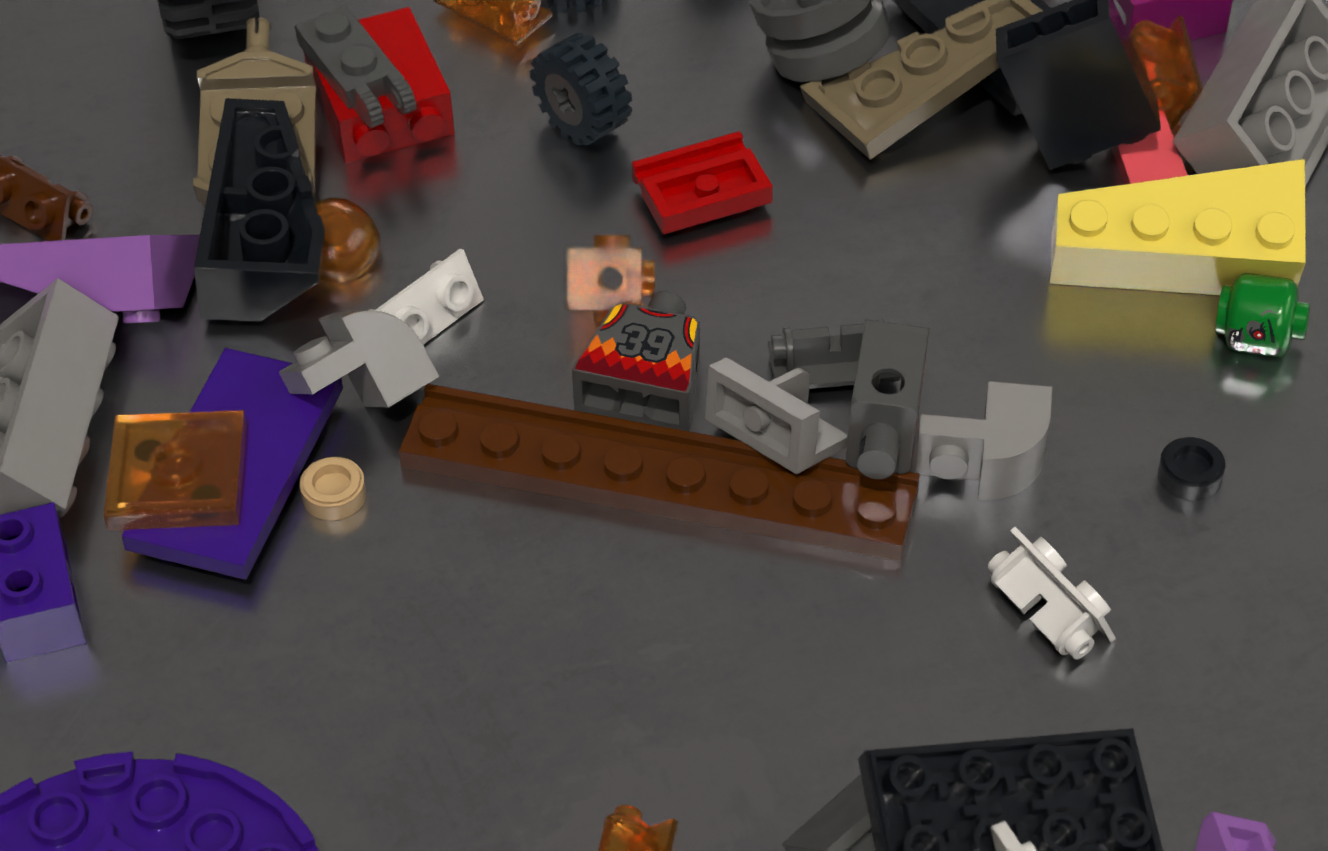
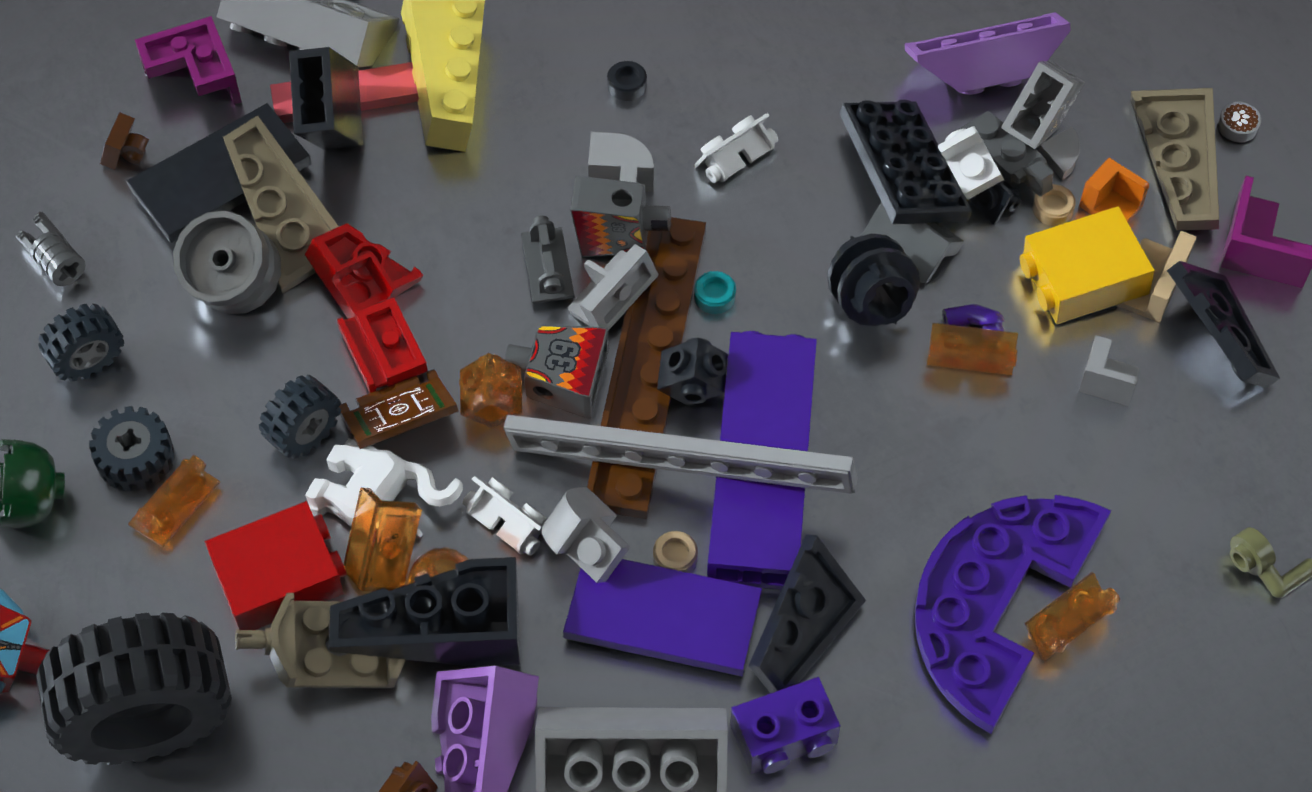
camera: 95 degrees left, 10 degrees up
(176, 470) = (687, 639): clear orange tile -> none
(183, 612) = (806, 618): none -> black wing
(354, 65) = (284, 564): dark grey hinge -> none
(378, 157) = (381, 542): none -> clear orange panel
(439, 464) = (682, 454): none -> light grey tile
(463, 586) = (769, 405): none -> dark purple brick
(470, 166) = (375, 470): none -> white animal
(591, 189) = (398, 409): none -> reddish brown piece
(630, 490) = (693, 371): none -> black brick
(751, 728) = (873, 280): none -> black piece
(777, 559) = (715, 292): none -> teal tile
(819, 151) = (357, 269): none -> red slope
(1169, 66) = (266, 66): clear orange hinge -> none
(1261, 315) = (507, 34): green head -> none

